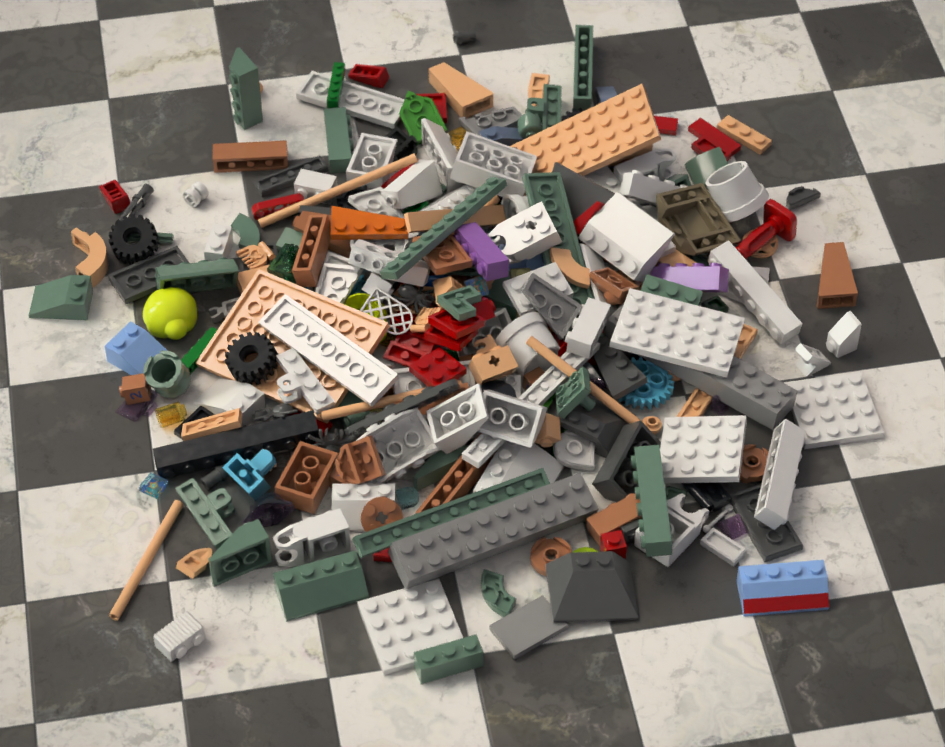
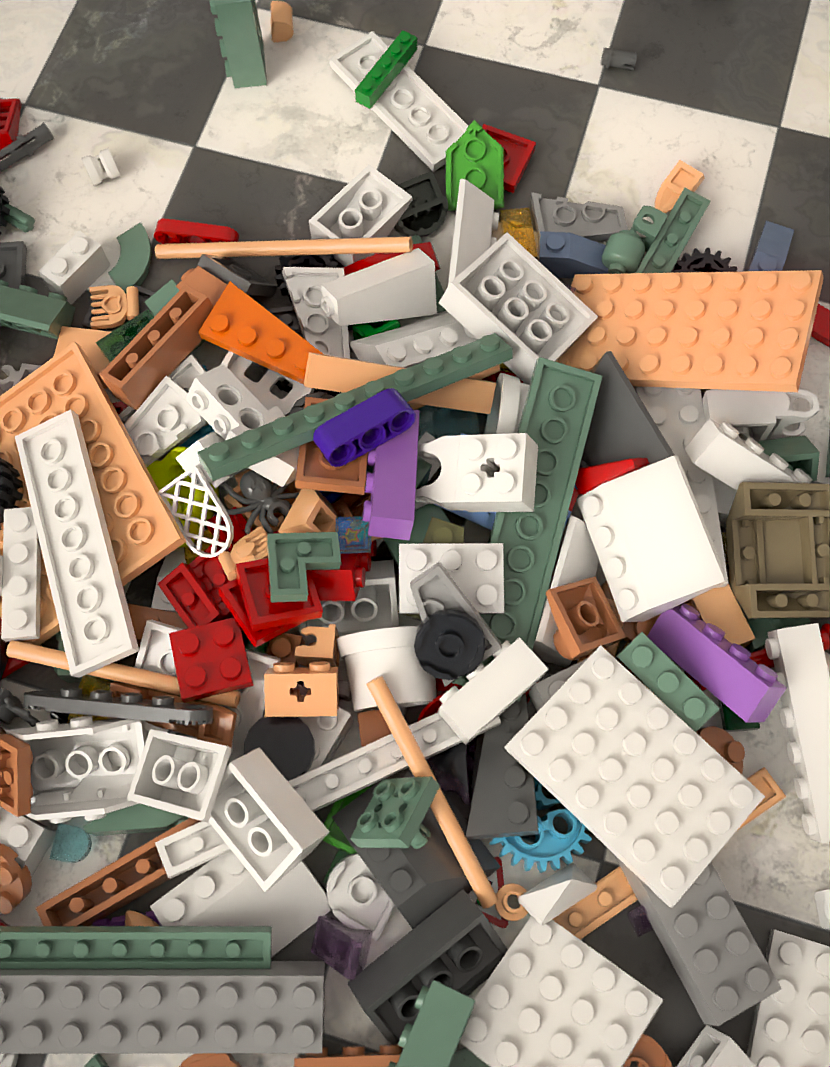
camera: 30 degrees right, 20 degrees up
(250, 156) = (209, 135): nougat brick -> none
(287, 177) = (248, 190): dark grey tile -> none
(312, 183) = (263, 219): white brick -> none
(337, 138) = (342, 154): sand green brick -> none
(370, 75) = (452, 71): red slope -> none
(456, 232) = (364, 427): none -> dark purple beam
(461, 92) = (561, 150): light nougat slope -> none
(550, 431) = (330, 855): light nougat slope -> none
(556, 312) = (449, 644): none -> black tile
(570, 268) = (523, 559): light nougat tile -> none
(583, 67) = (760, 183): sand green brick -> none
(583, 463) = (341, 947): none -> clear purple slope
(672, 405) = (557, 893): none -> white slope

